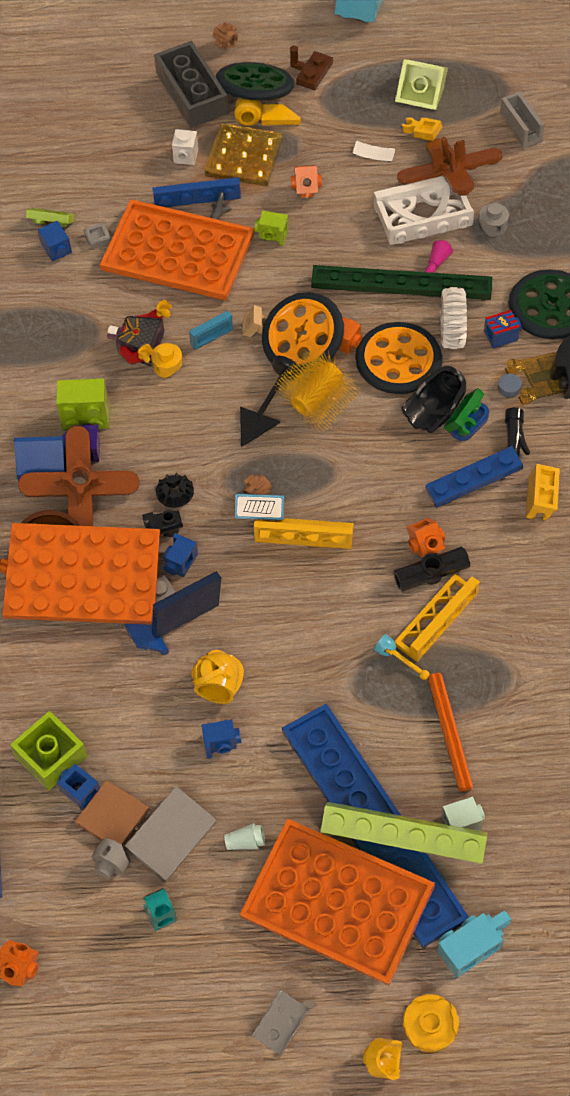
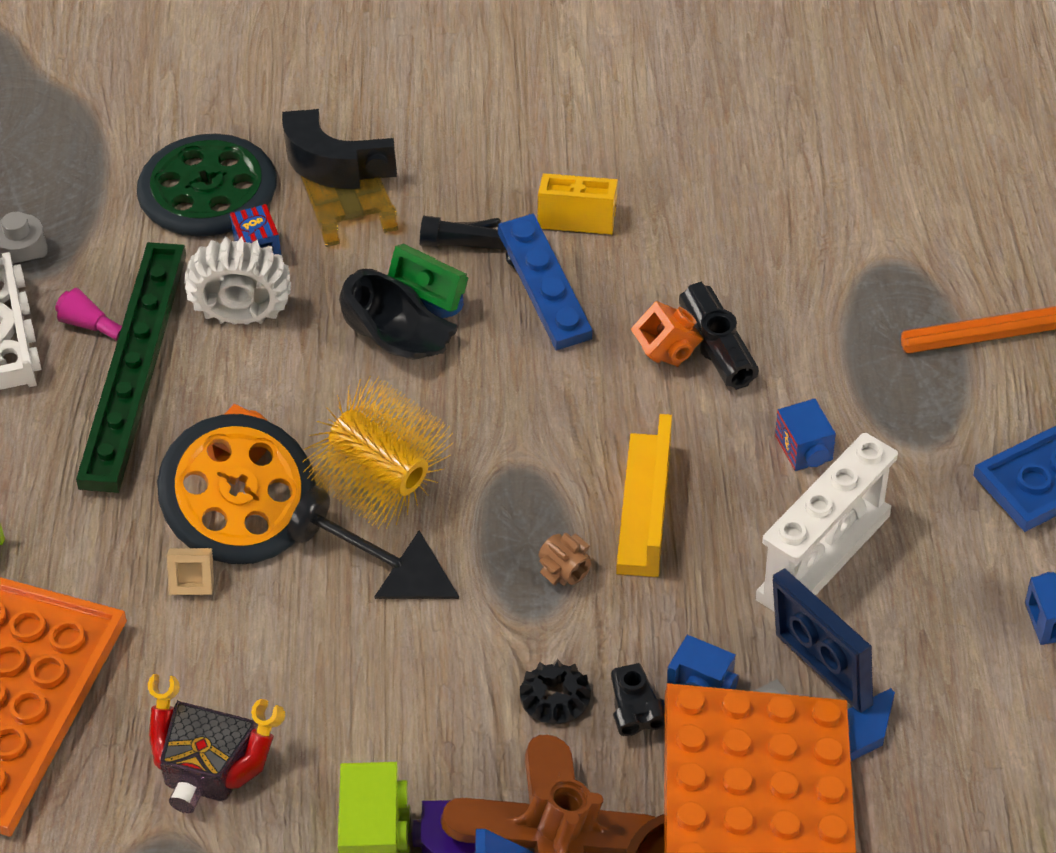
camera: 90 degrees left, 10 degrees down
(166, 359) = (262, 687): yellow piece -> none
(211, 330) = (202, 635): dark azure tile -> none
(217, 676) = (945, 604): yellow helmet -> none
(259, 506) = (608, 548): tile -> none
(267, 611) = (830, 518): none -> white fence
(350, 613) = (805, 434): none -> blue brick
(386, 647) = (864, 389): hinge -> none
(390, 333) = (308, 334): light orange wedge -> none
(441, 620) = (809, 328): yellow fence -> none
(509, 385) = (363, 238): sand blue tile -> none

